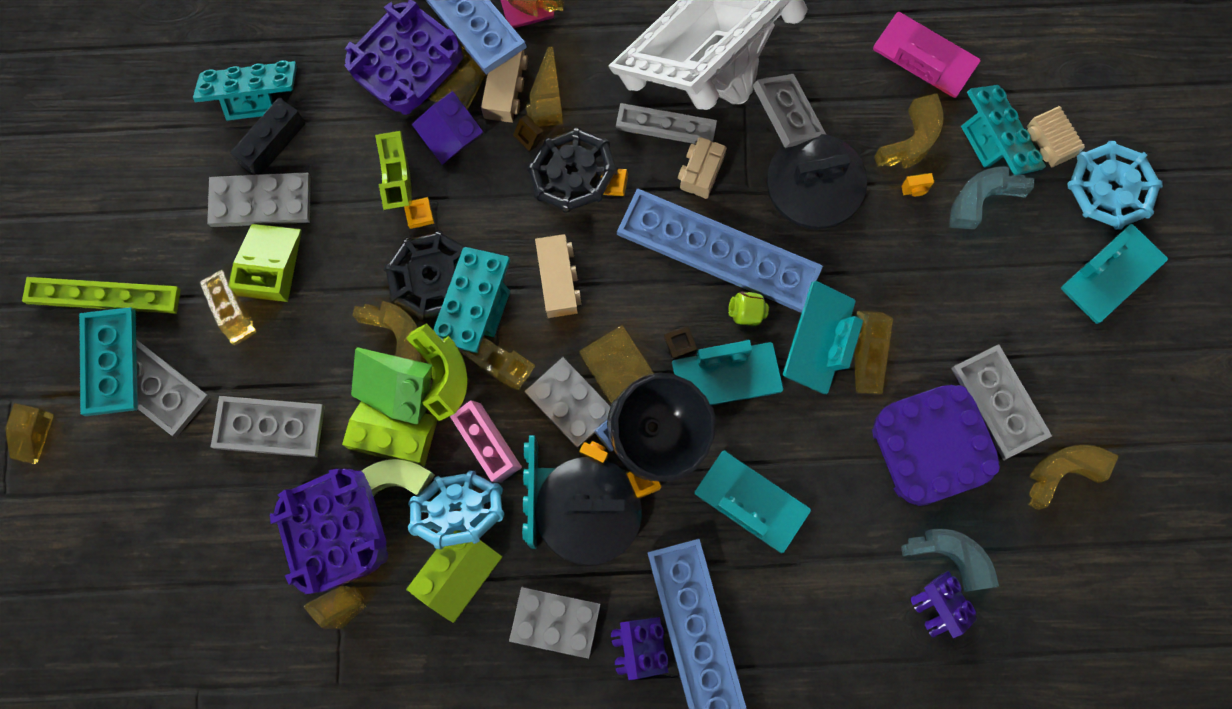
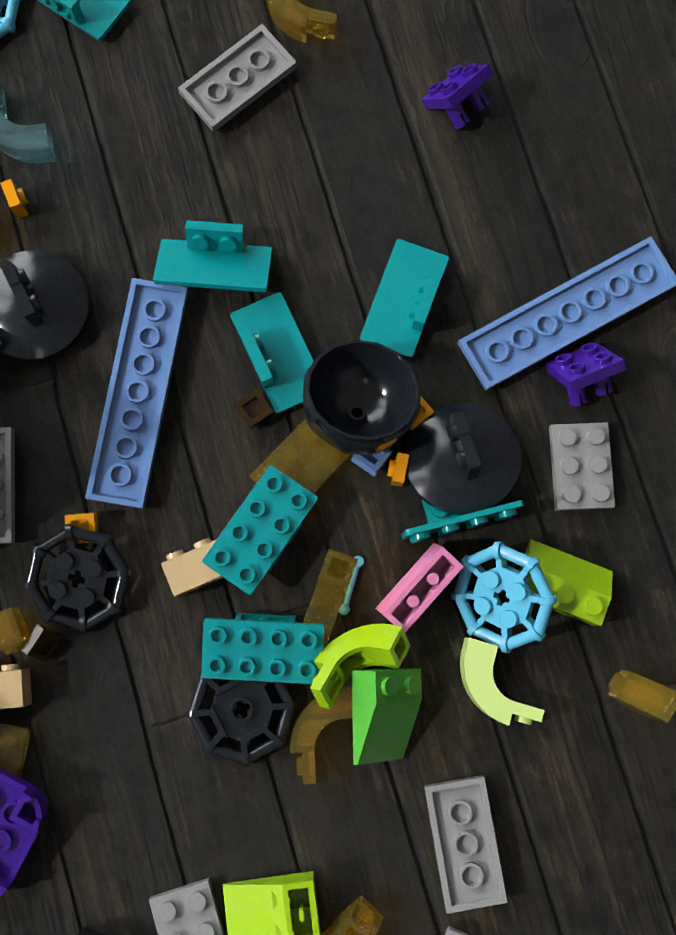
camera: 110 degrees left, 5 degrees up
(330, 531) = (563, 729): dark purple plate -> none
(389, 438) = (442, 711): lime slope -> none
(396, 179) = (127, 789): lime arch -> none
(419, 213) = (170, 745): light orange plate -> none
(447, 128) = (56, 741): dark purple slope -> none
(524, 399) = (345, 609): none -> hinge
(569, 402) = (348, 510): light grey plate -> none
(570, 320) = (260, 530): none -> teal bracket
(702, 167) = (43, 431): tan brick -> none
(748, 308) = (199, 345): lime head -> none
(872, 351) = (214, 207): clear yellow slope -> none
(935, 445) = (299, 131): dark purple plate -> none
(971, 559) = (410, 75): clear light blue arch -> none

